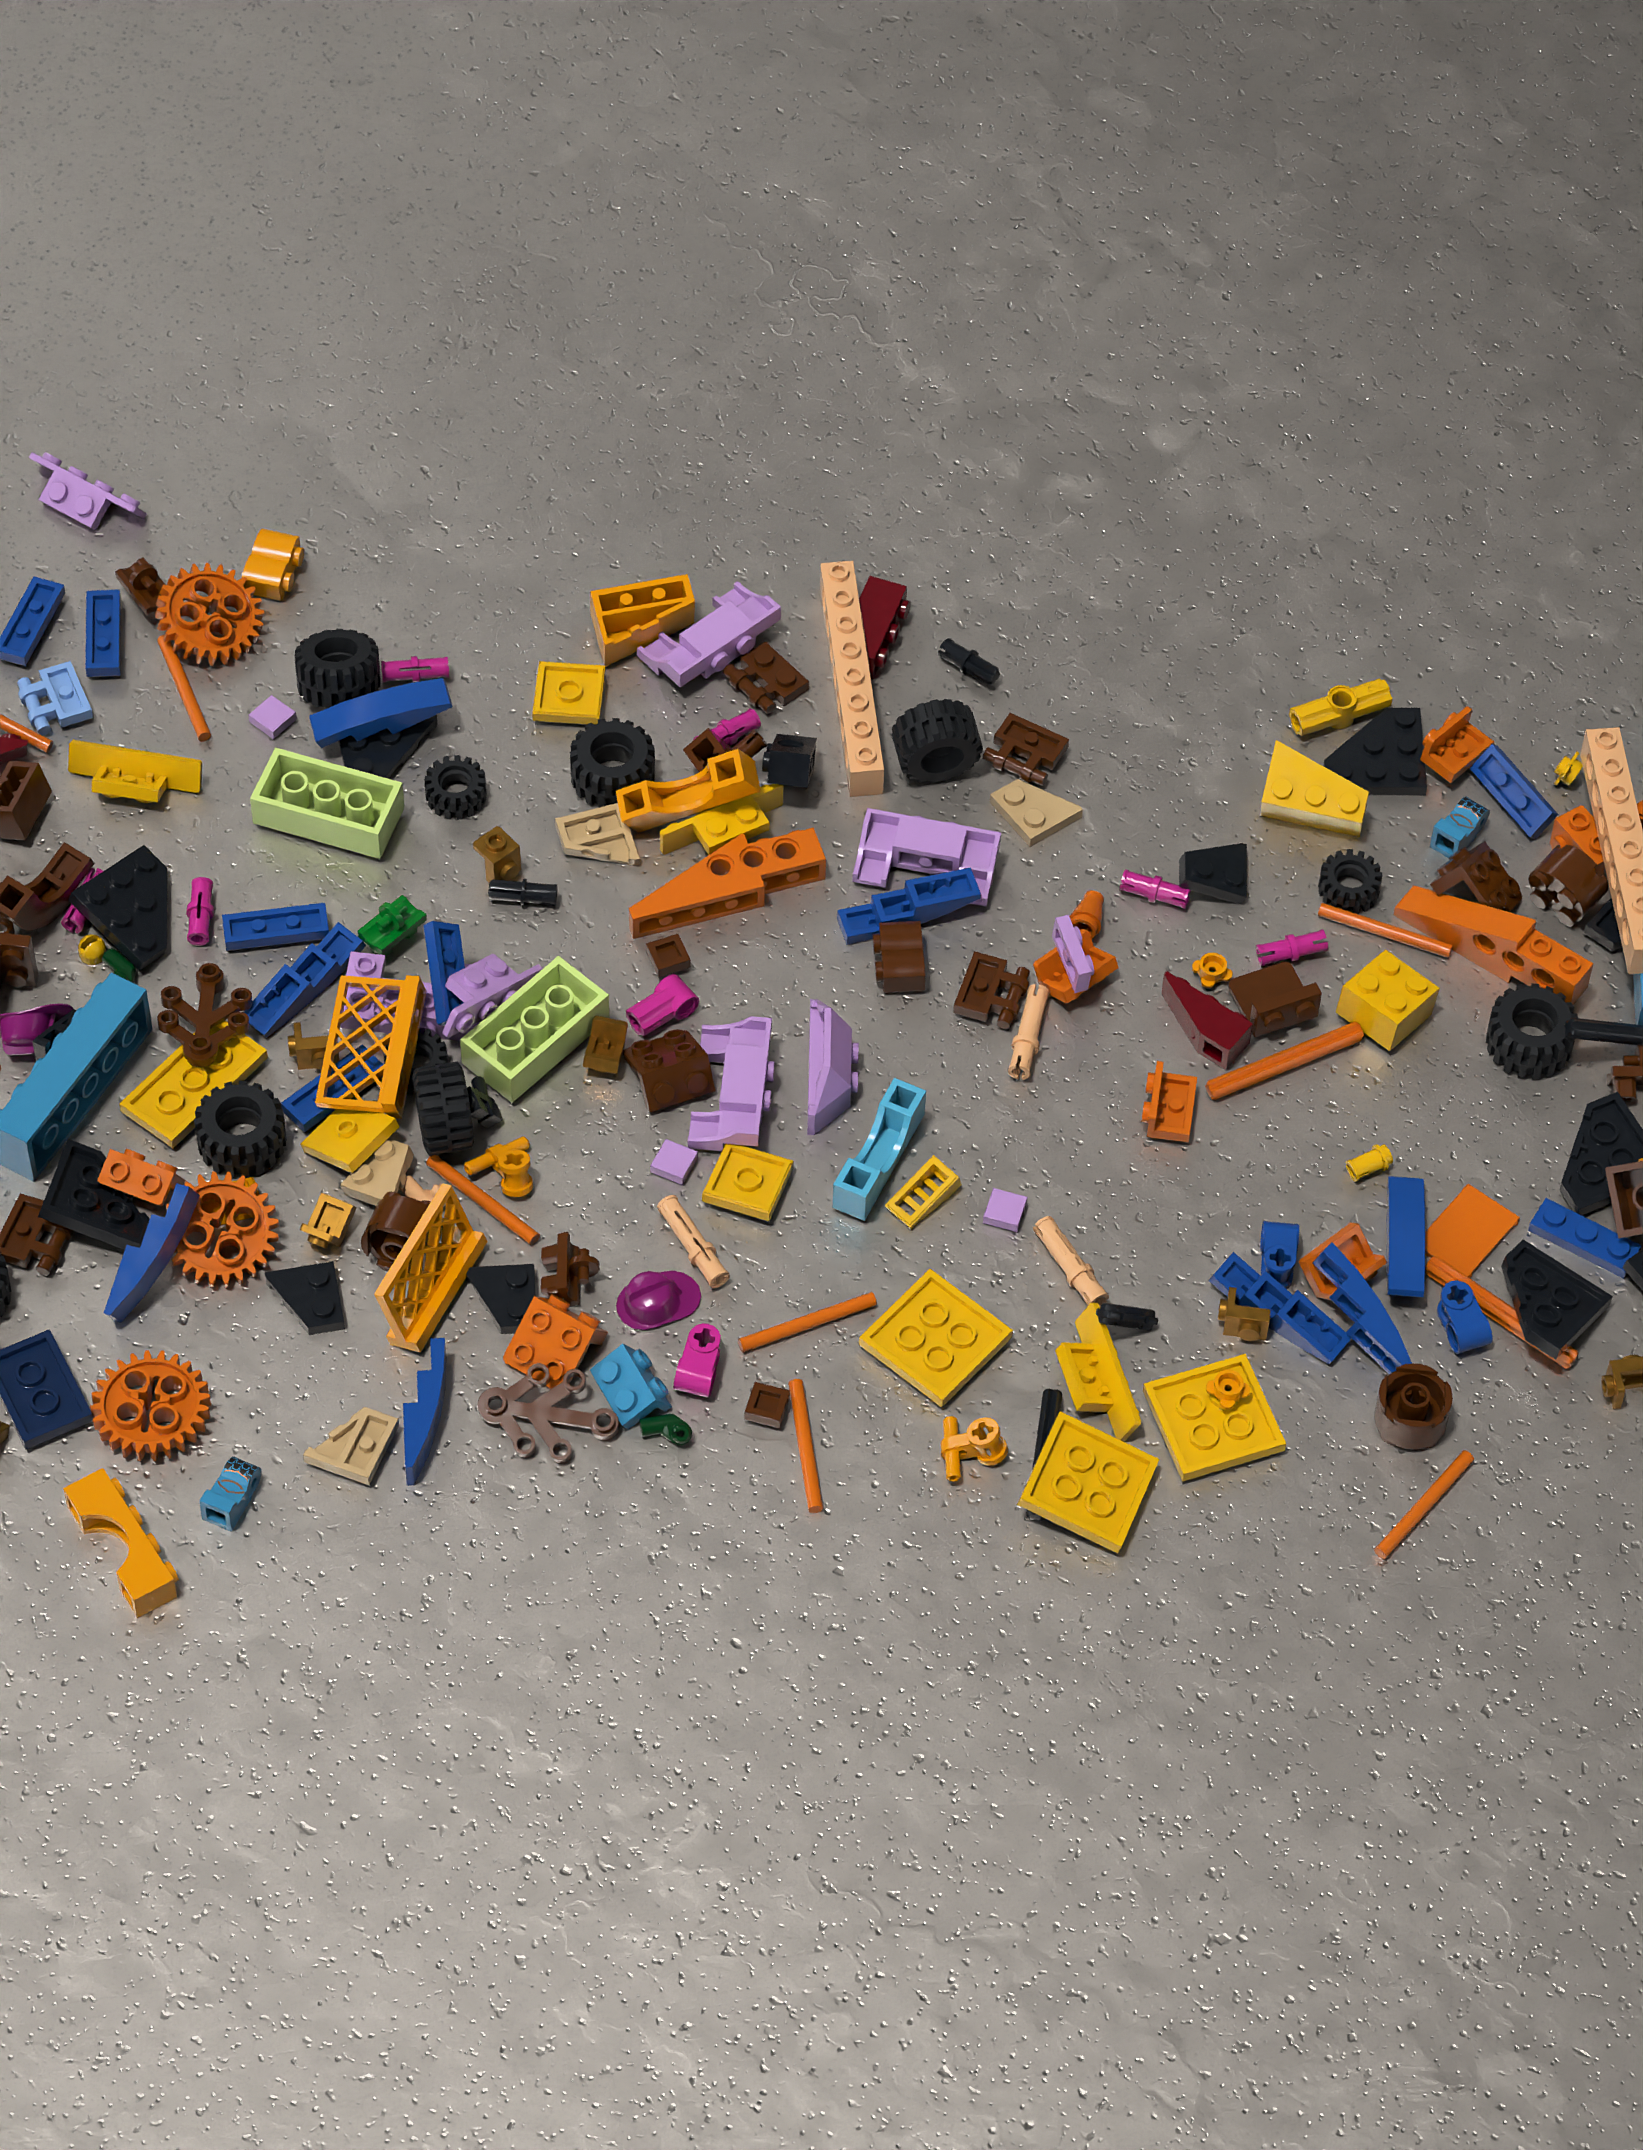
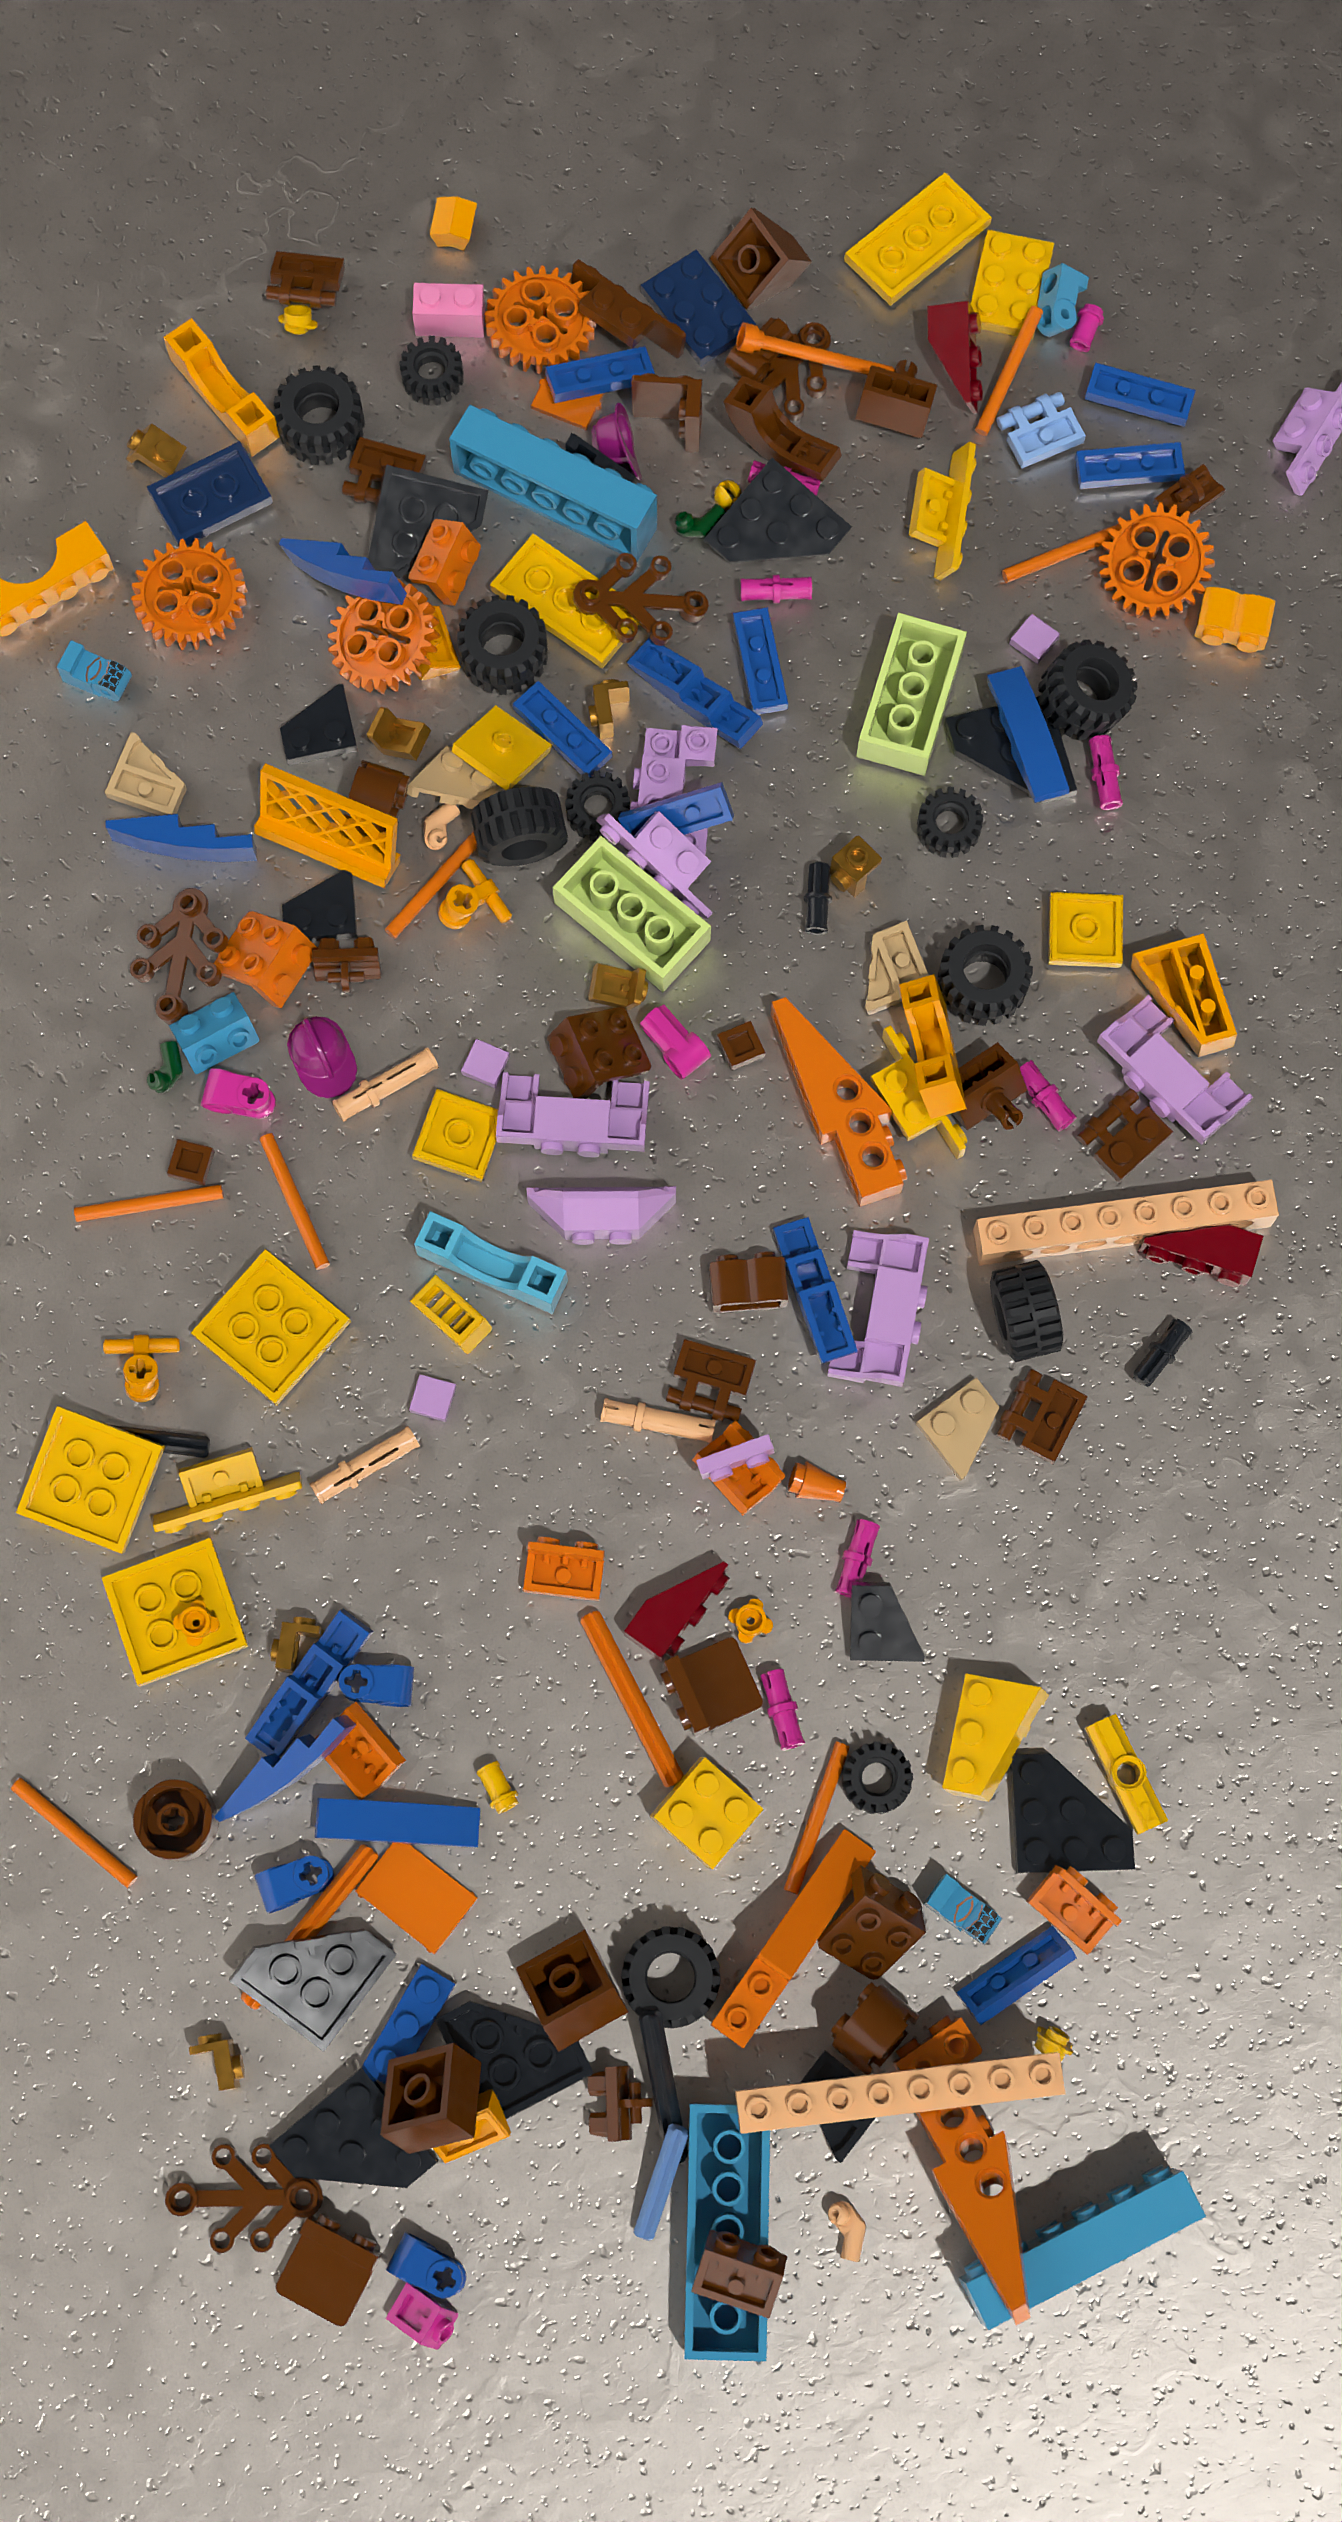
camera: 90 degrees right, 20 degrees up
(391, 925) = (760, 768): green hips -> none
(401, 1043) = (595, 781): light orange fence -> none
(481, 1105) = (536, 871): black piece -> none
(790, 760) = (994, 1157): black brick -> none
(1126, 1316) = (288, 1519): black axle -> none
(1549, 1095) = (571, 1990): none -> reddish brown brick

